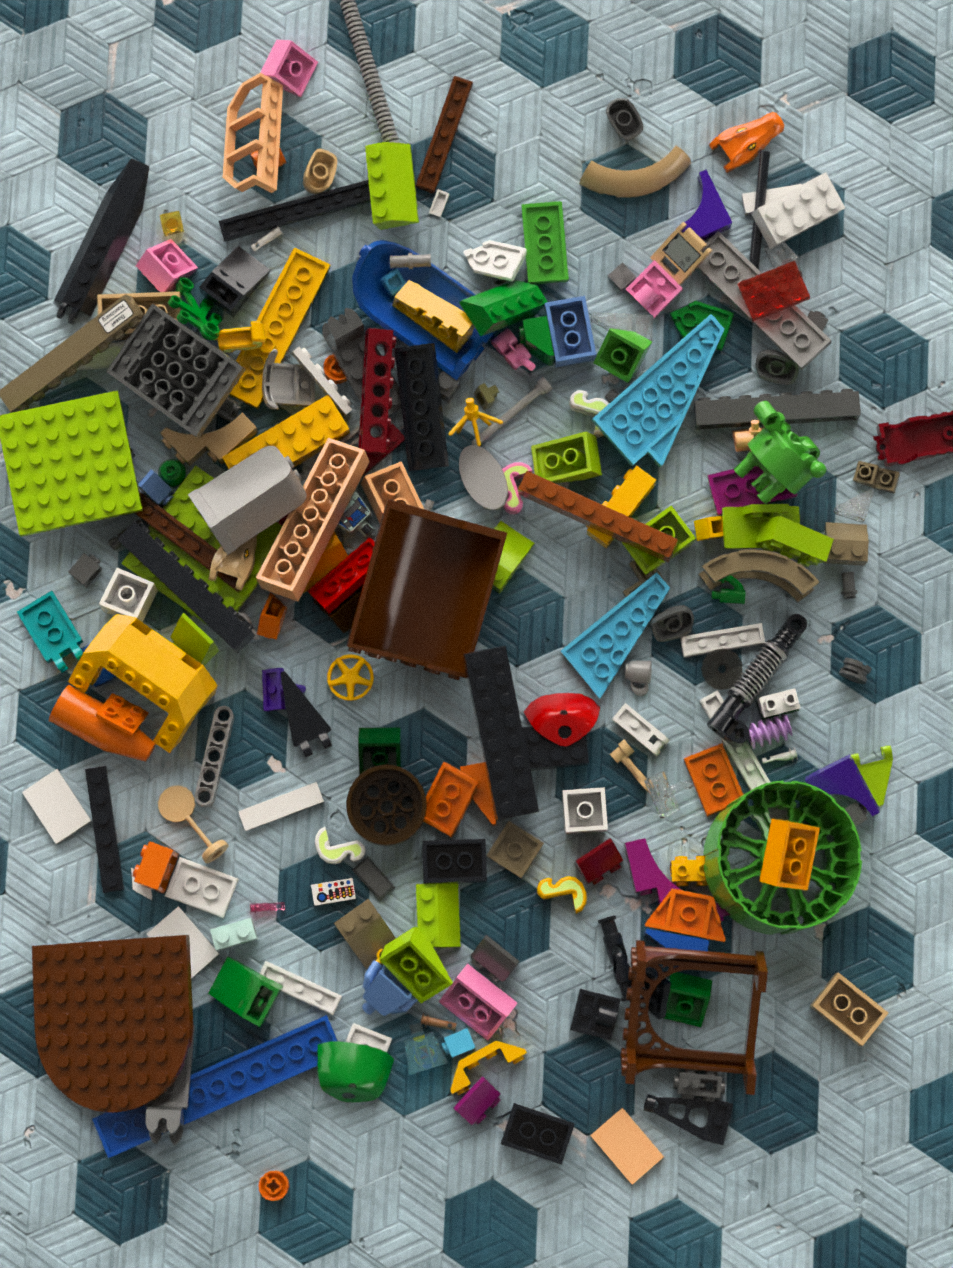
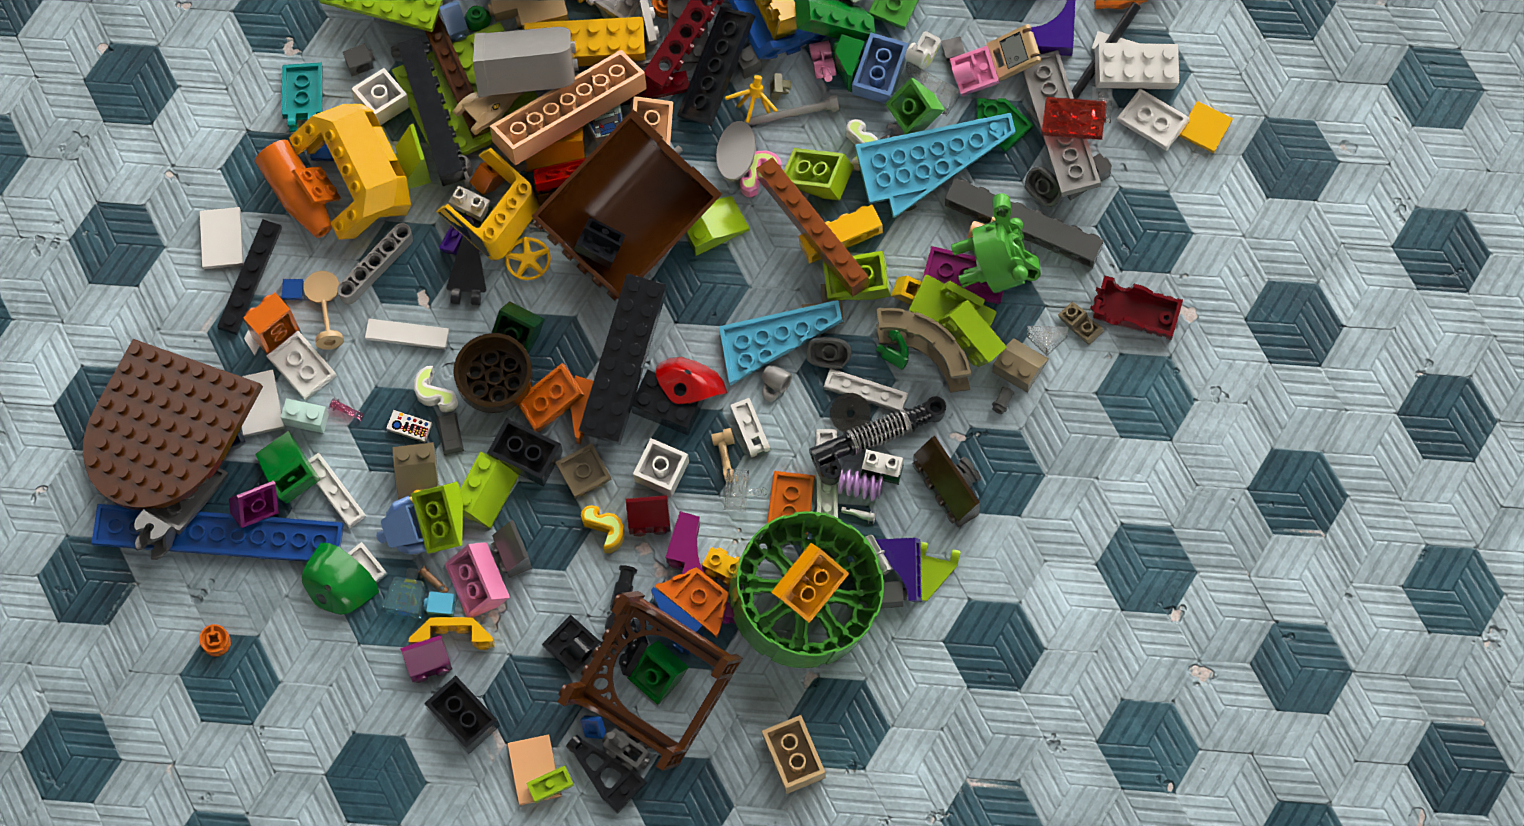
camera: 35 degrees right, 10 degrees down
(151, 820) = (292, 289): none -> blue tile
(238, 1043) = (254, 504): none -> magenta slope
(270, 654) = (470, 204): none -> white hips
(315, 653) = (506, 219): none -> yellow windscreen
(412, 632) = (599, 242): none -> black brick
(599, 296) = (925, 50): none -> white animal
(651, 1153) = (550, 784): none -> lime plate
(659, 1080) = (593, 727): none -> blue plate
(825, 787) = (883, 562): none -> light grey axle
(837, 252) = (1153, 119): none -> white tile
(844, 689) = (946, 482): none -> dark brown slope
(885, 235) = (1206, 127): none -> yellow tile

